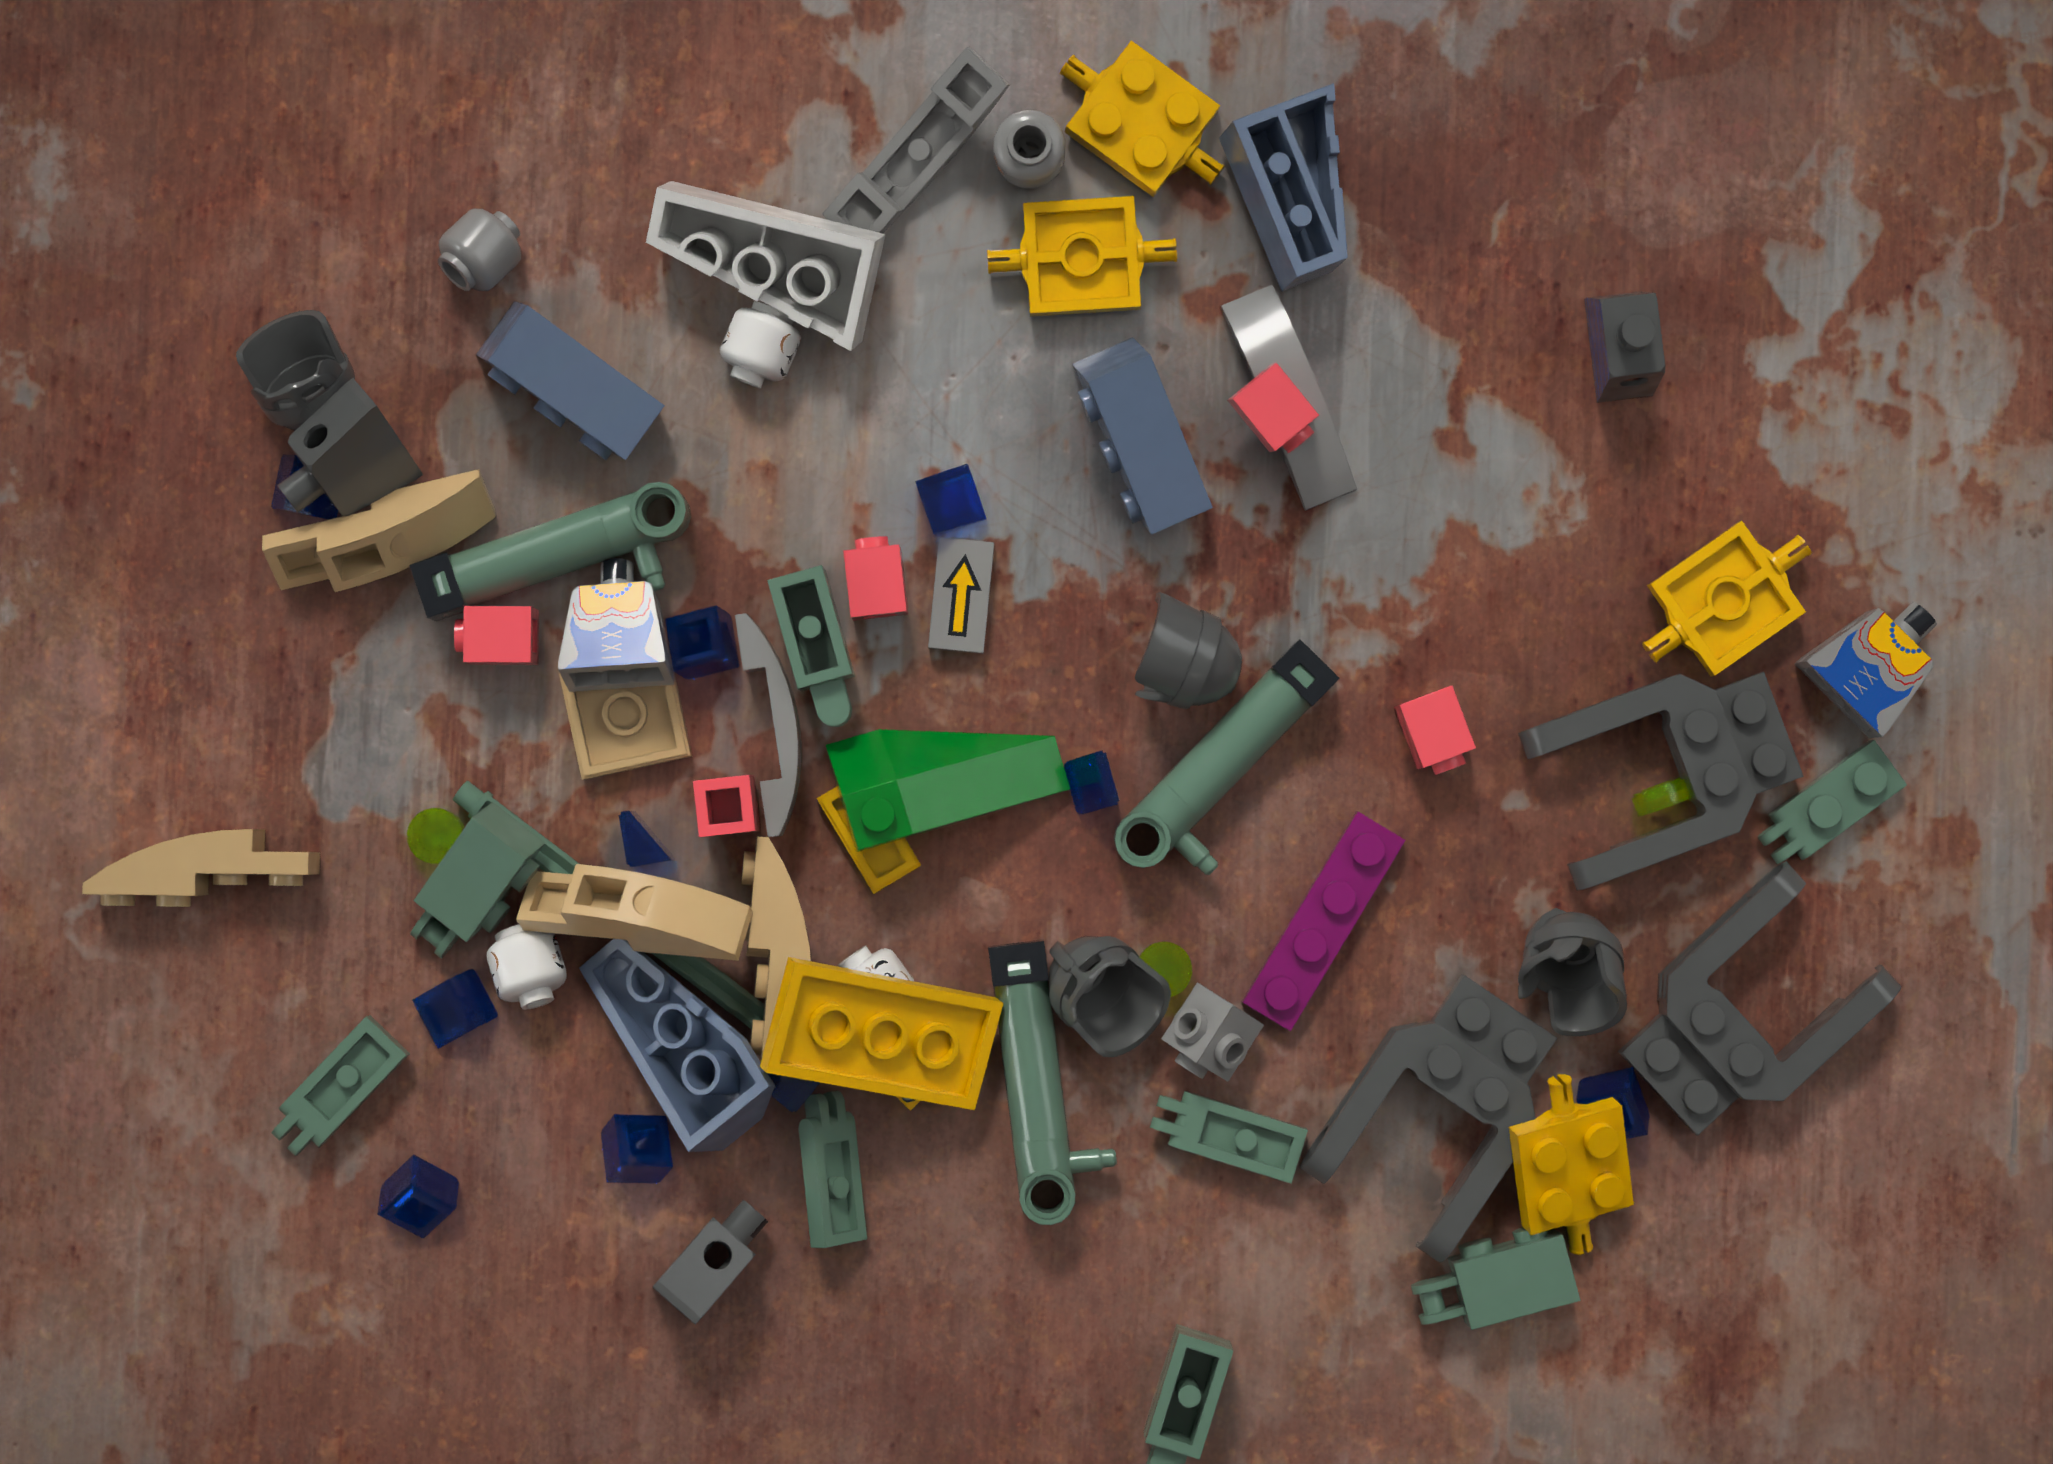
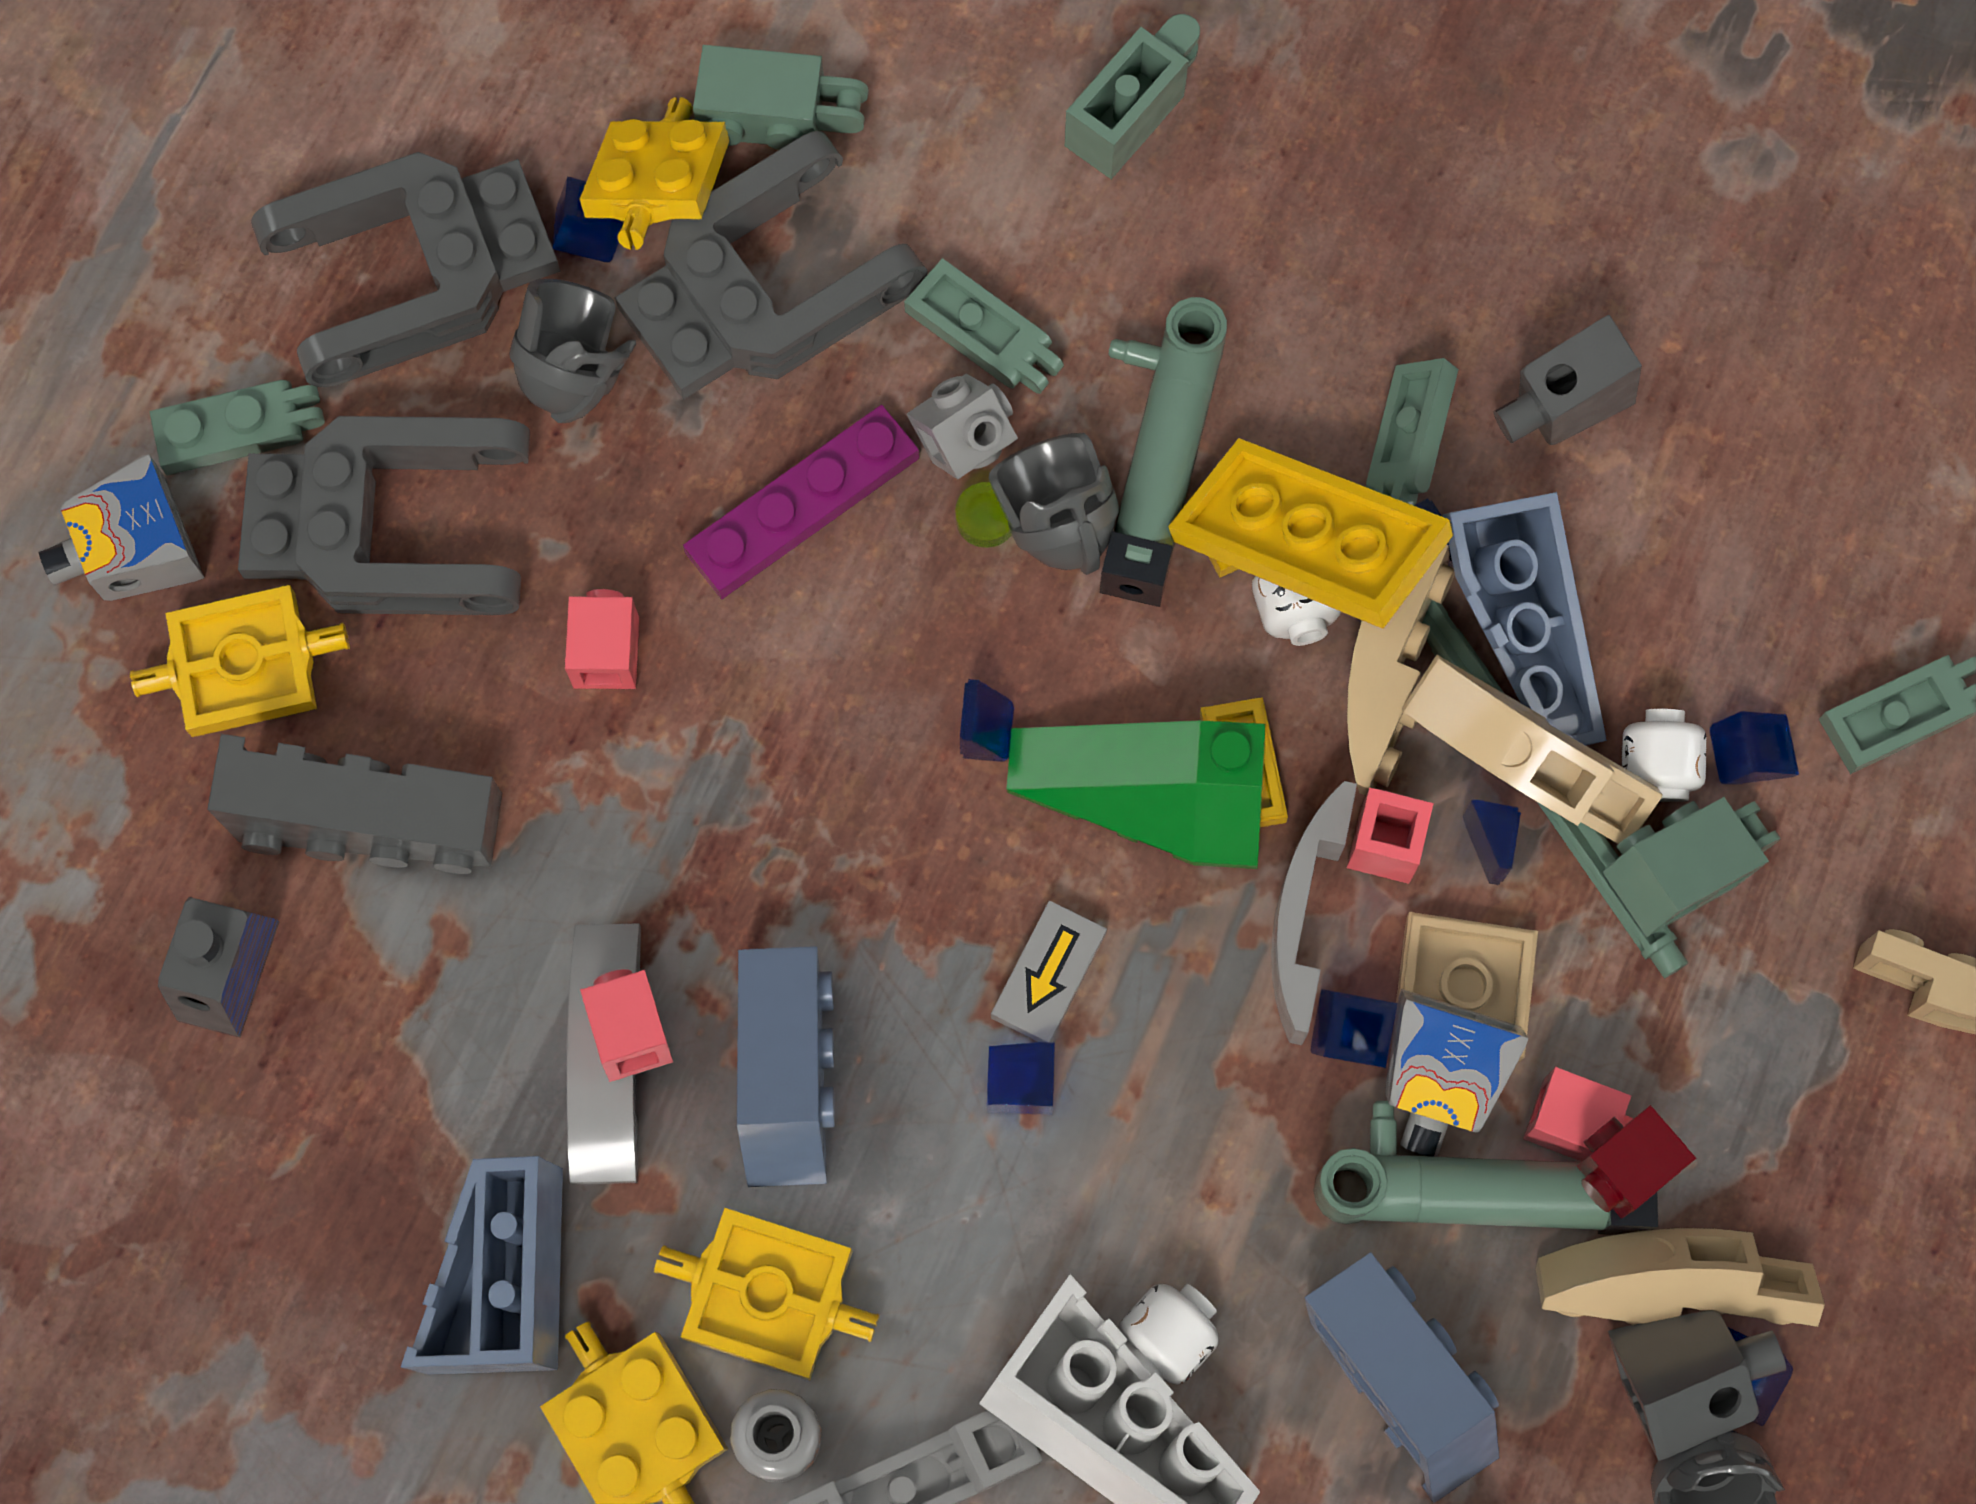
camera: 160 degrees left, 15 degrees down
(418, 1196) = (1855, 571): clear blue slope -> none
(433, 834) = (1718, 934): clear neon green tile -> none
(445, 599) = (1632, 1161): none -> dark red brick
(636, 1149) = (1607, 536): clear blue slope -> none
(814, 641) = (1229, 974): sand green brick -> none
(875, 579) = (1137, 1020): coral brick -> none
(1188, 657) = (825, 798): dark grey helmet -> none
(1225, 757) = (839, 694): sand green piece -> none
(1571, 509) = (354, 808): none -> dark grey wedge
(1660, 796) = (402, 488): clear neon green tile -> none

